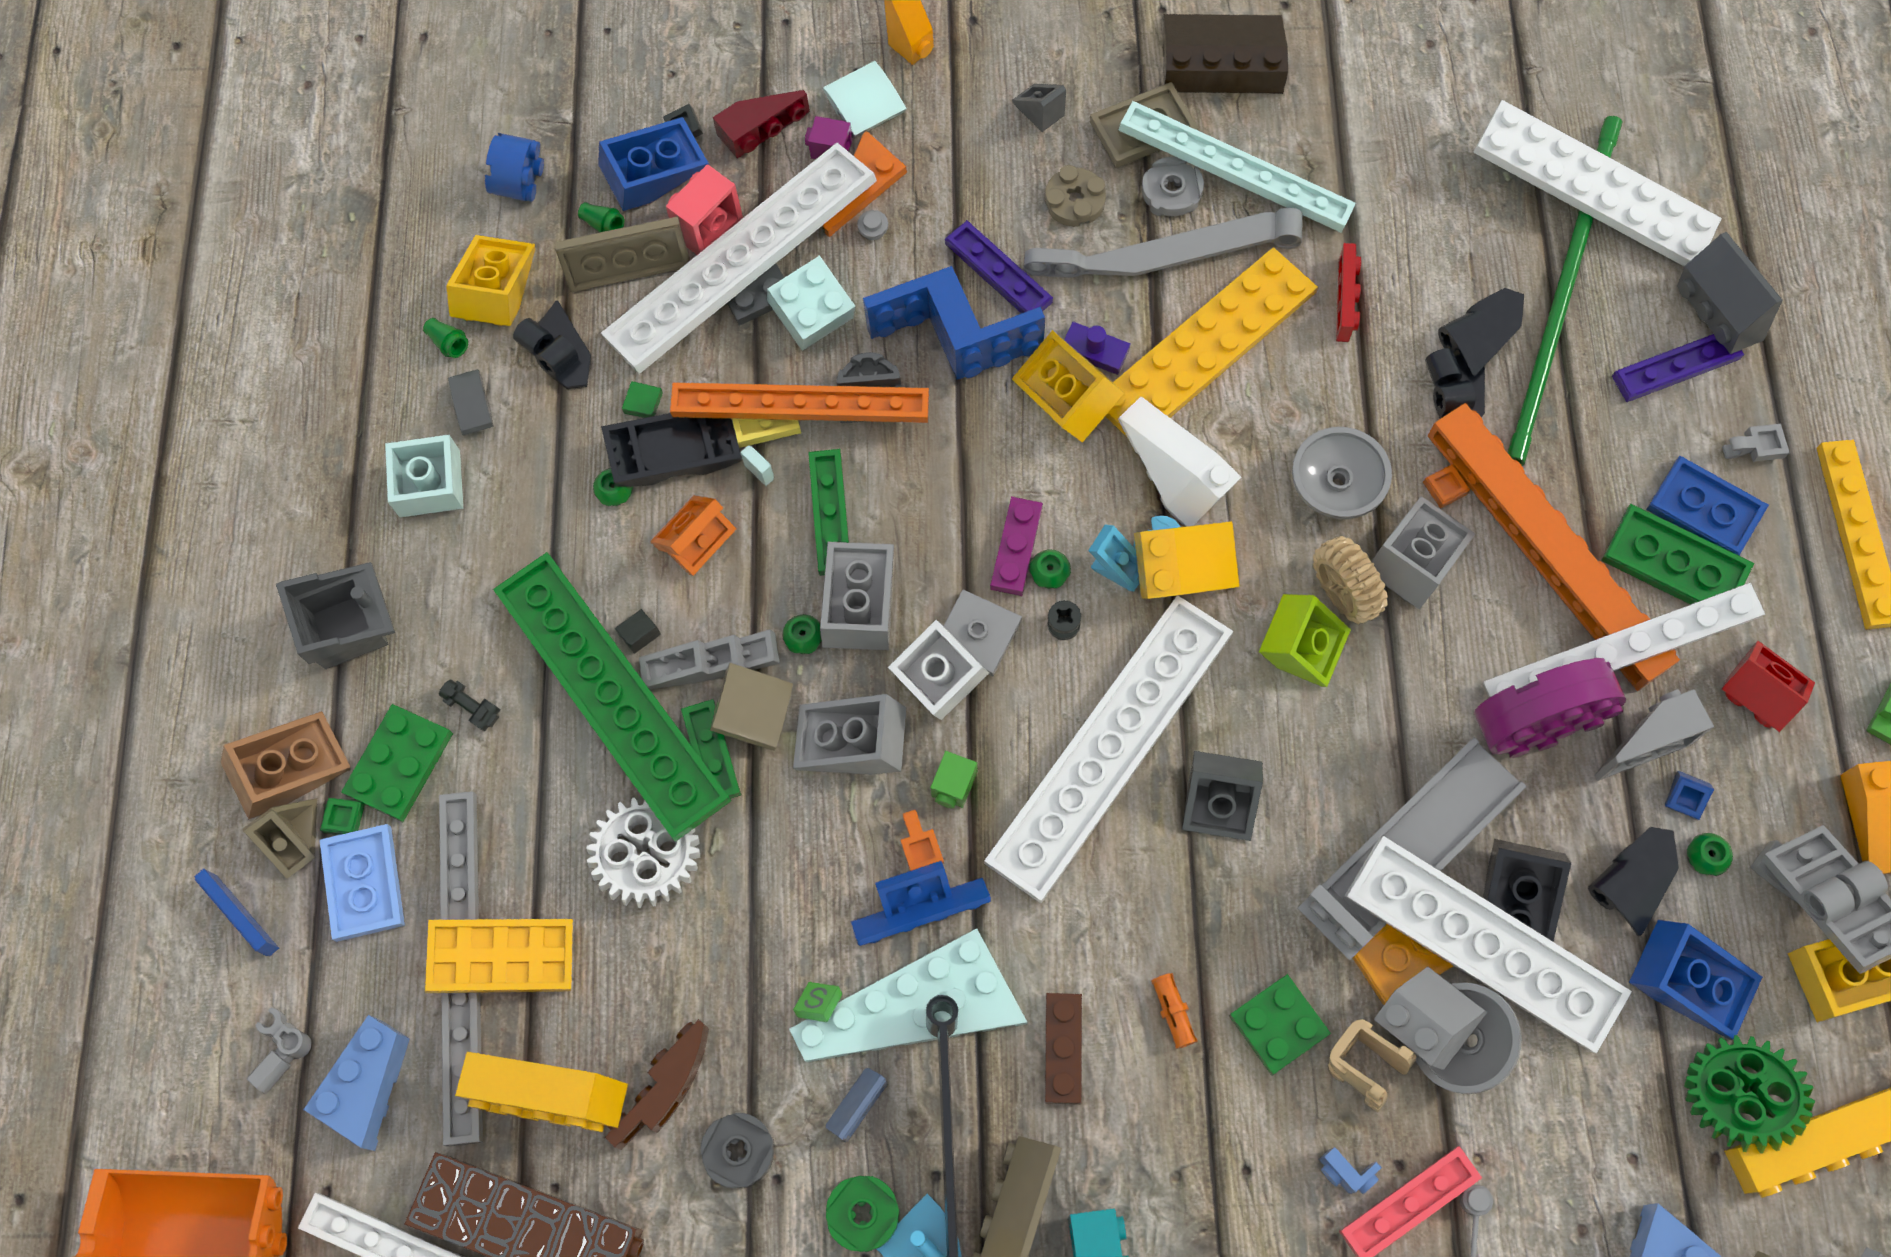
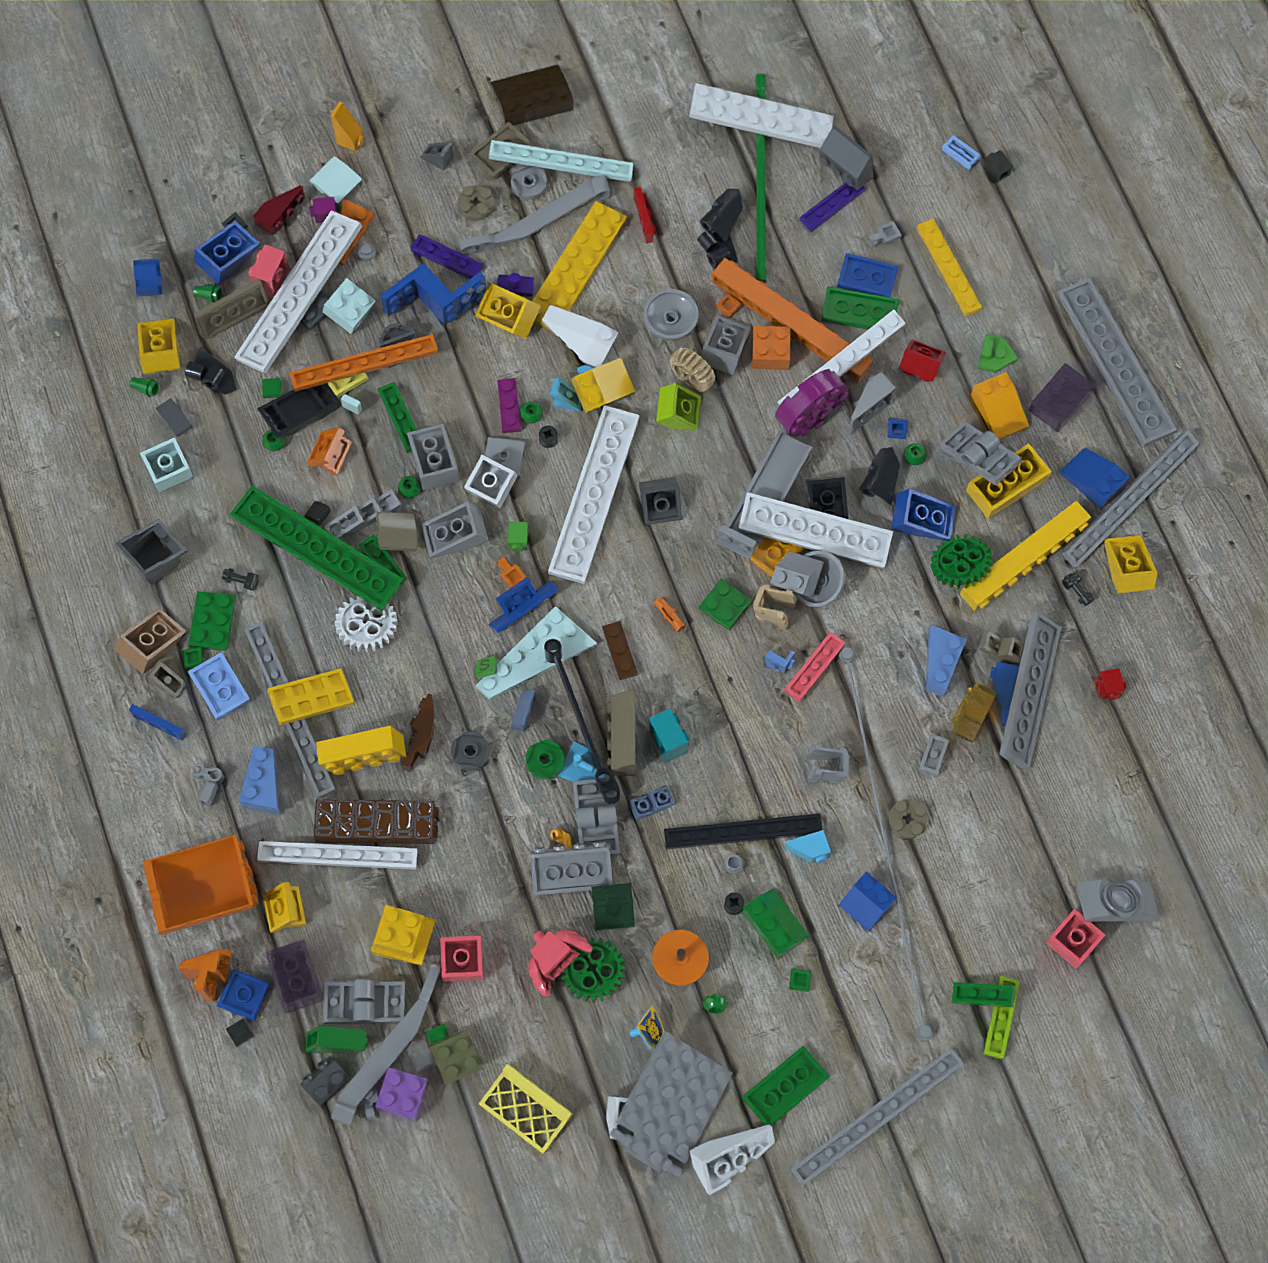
camera: 25 degrees left, 0 degrees up
(1500, 582) = (771, 347): none -> orange brick

